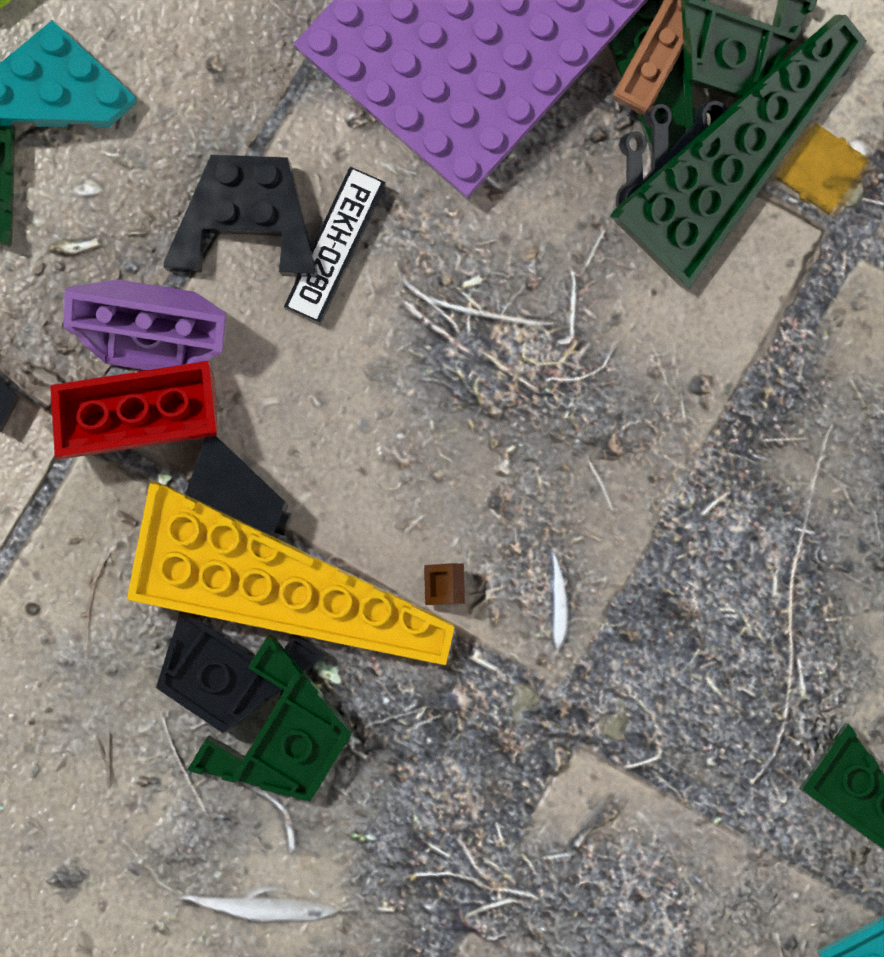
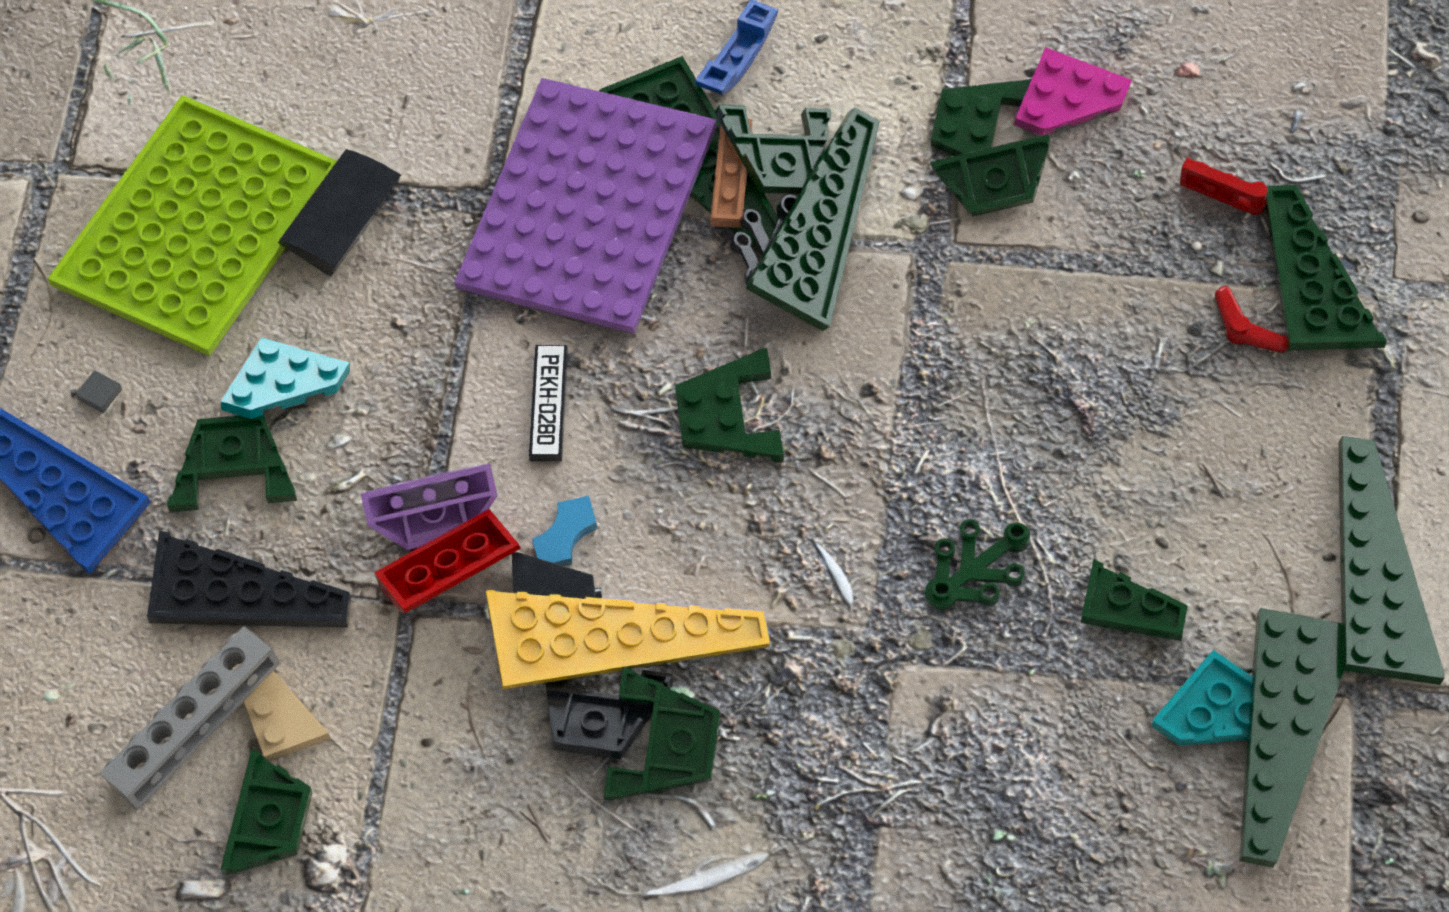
camera: 20 degrees left, 25 degrees down
(244, 198) = (465, 397): black wing -> none
(268, 431) = (572, 522): none -> dark azure tile
(444, 584) = (742, 588): reddish brown plate -> none
(512, 338) = (713, 411): none -> dark green wing
(710, 669) = (975, 568): none -> dark green plant
(822, 169) = (889, 215): clear yellow piece -> none

